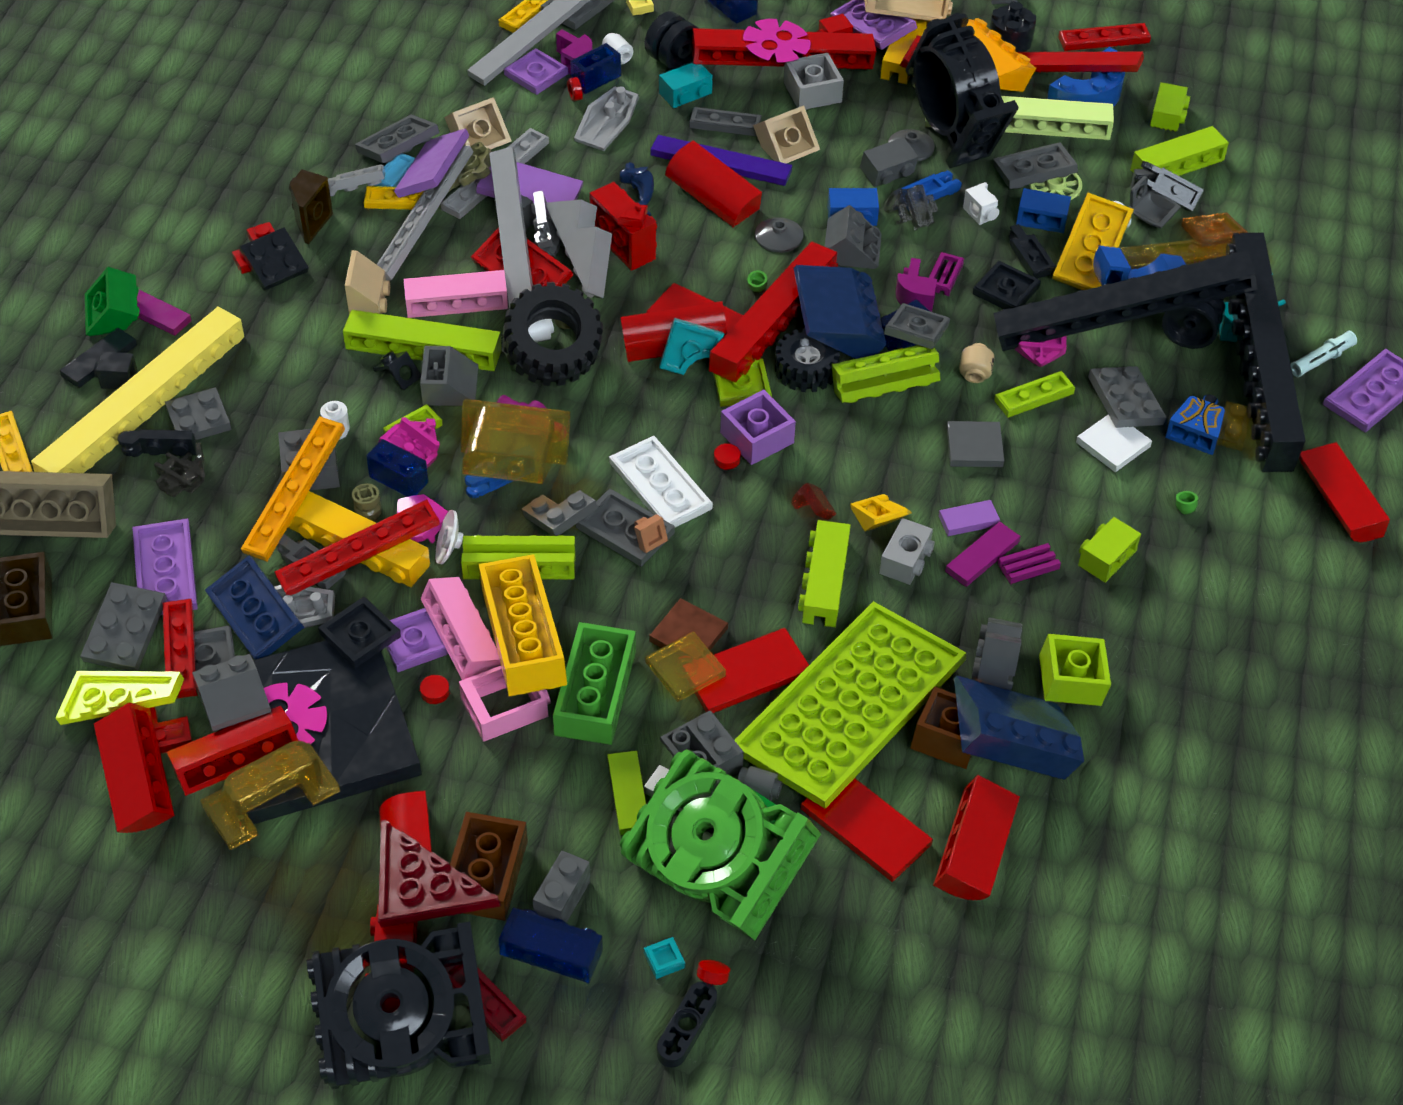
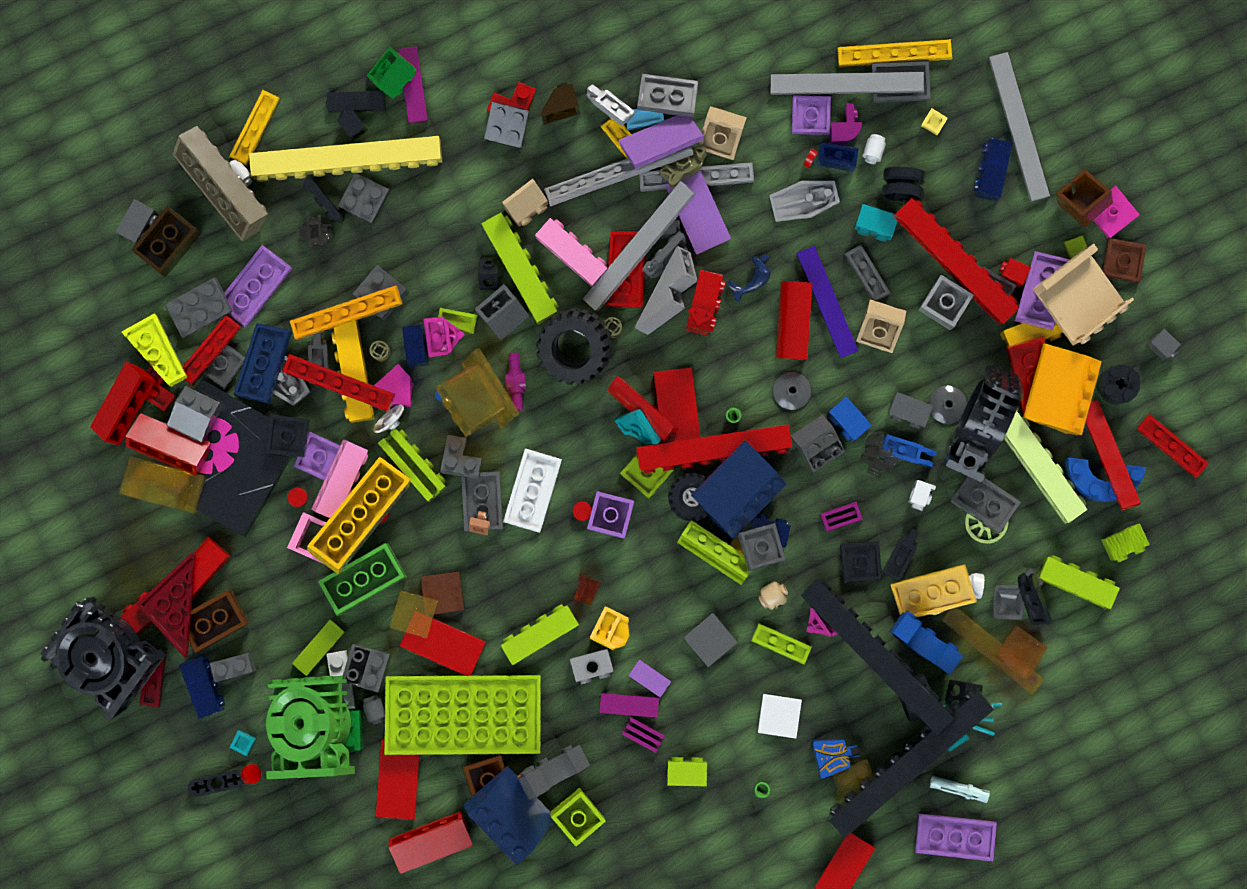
camera: 55 degrees right, 35 degrees up
(336, 412) = (422, 284): white brick -> none
(768, 31) = (958, 243): dark pink piece -> none
(914, 287) = (803, 513): magenta brick -> none
(1043, 210) = (948, 536): blue brick -> none
(1126, 396) = (820, 700): dark grey plate -> none

